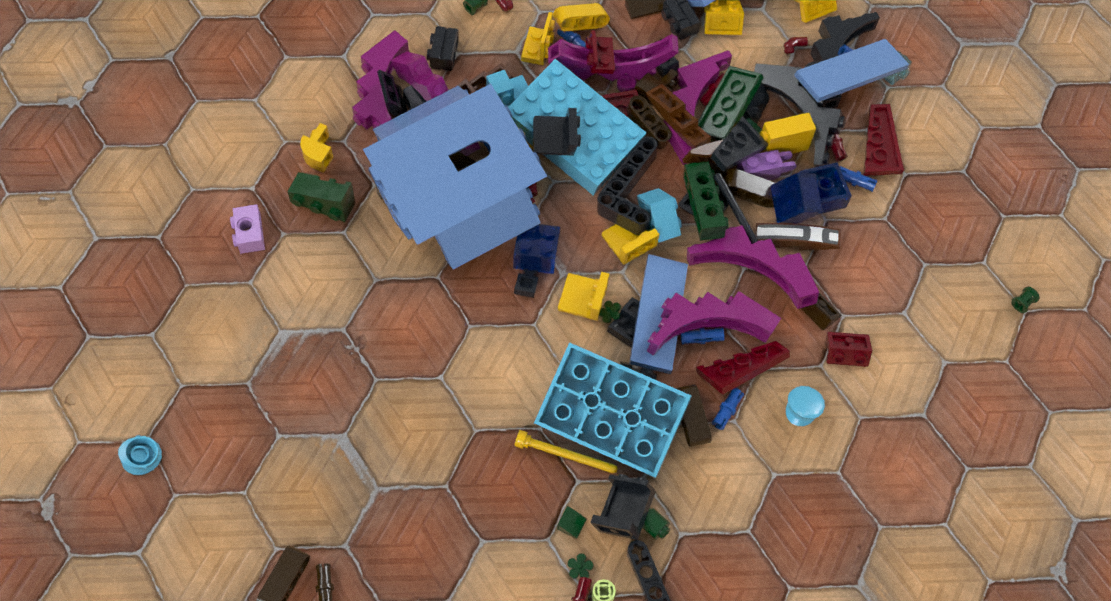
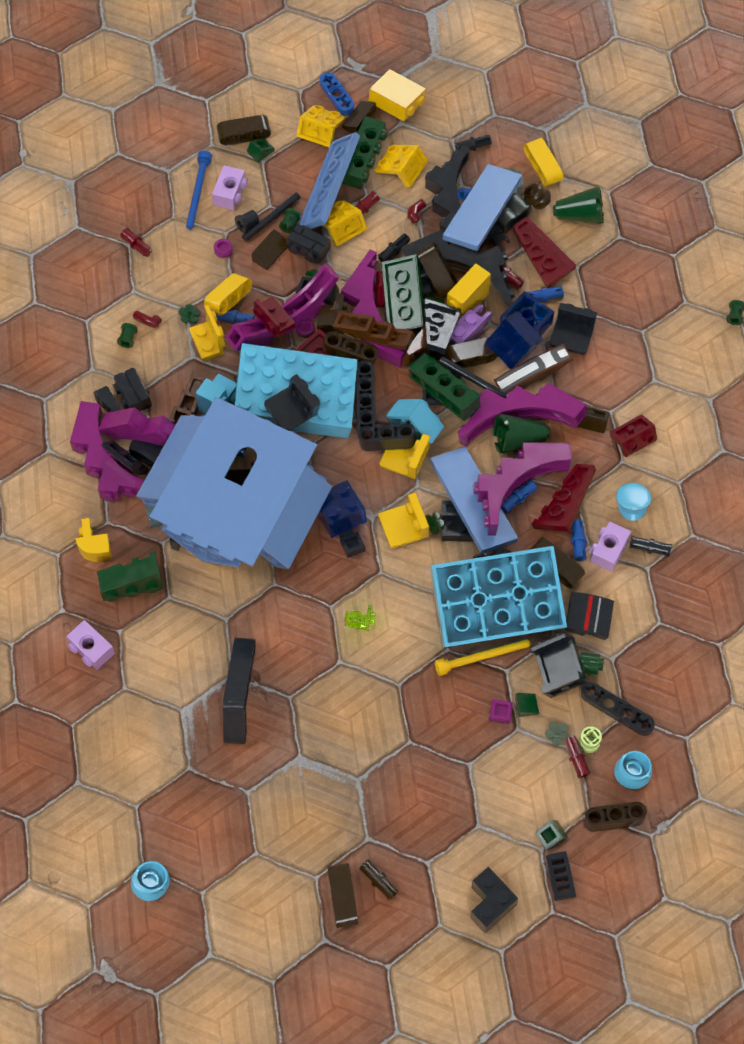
camera: 30 degrees left, 0 degrees up
(328, 340) = (237, 691): none -> black beam
(418, 41) = (106, 400): none -> black slope
(482, 352) = (359, 621): none -> clear neon green bracket
(538, 16) = (189, 314): none -> dark green plant
(544, 513) = (501, 711): none -> magenta tile
(687, 481) = (589, 615): none -> black slope
(741, 277) = (515, 431): none -> dark green cone
(743, 441) = (609, 557): none -> lavender brick
(749, 63) = (393, 248): none -> black axle
(756, 13) = (367, 202): none -> dark red axle
(773, 96) = (437, 269): none -> dark brown beam
(790, 456) = (650, 546): none -> black pin
(848, 103) = (495, 235): none -> black plate
(861, 222) = (573, 328): none -> black bracket
(878, 92) = (513, 212): none -> pearl dark grey brick
(889, 18) = (474, 143): none -> black axle
(911, 92) = (537, 196): none -> dark brown piece
(939, 68) = (543, 162): none -> yellow beam
(945, 124) = (581, 207): none -> dark green cone

